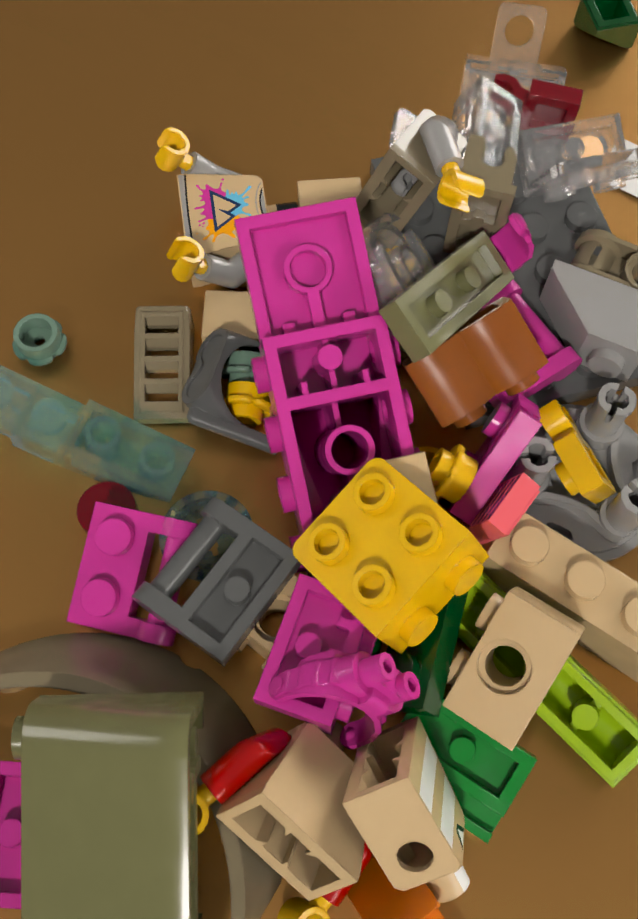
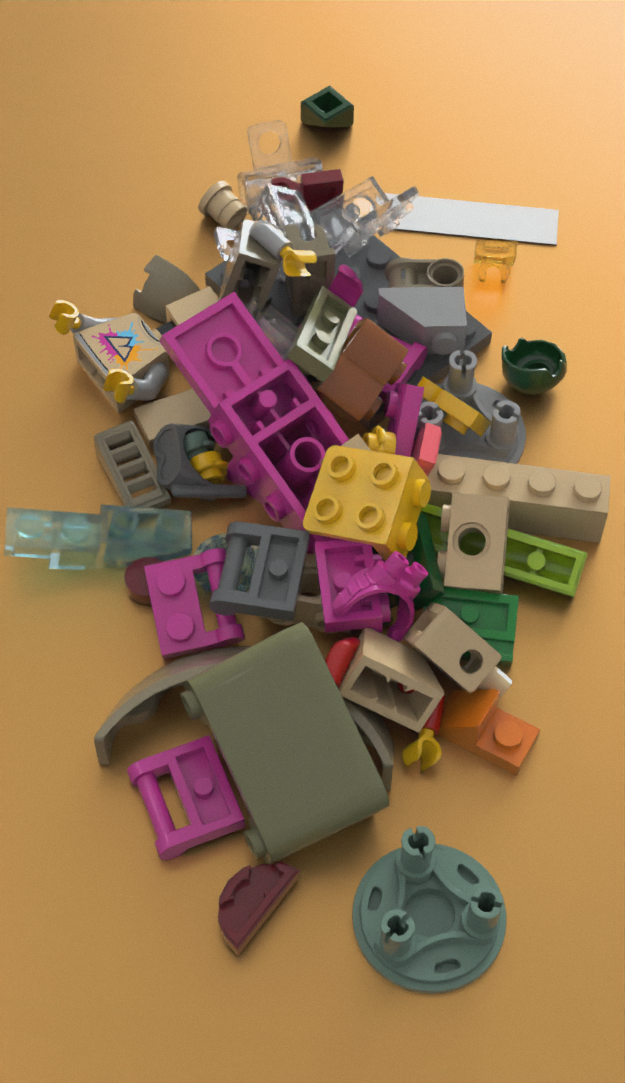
camera: 25 degrees left, 10 degrees down
(36, 328) = (27, 480): sand green plate -> none
(313, 156) = (161, 288): none -> dark tan brick
(432, 85) = (222, 205): none -> tan piece

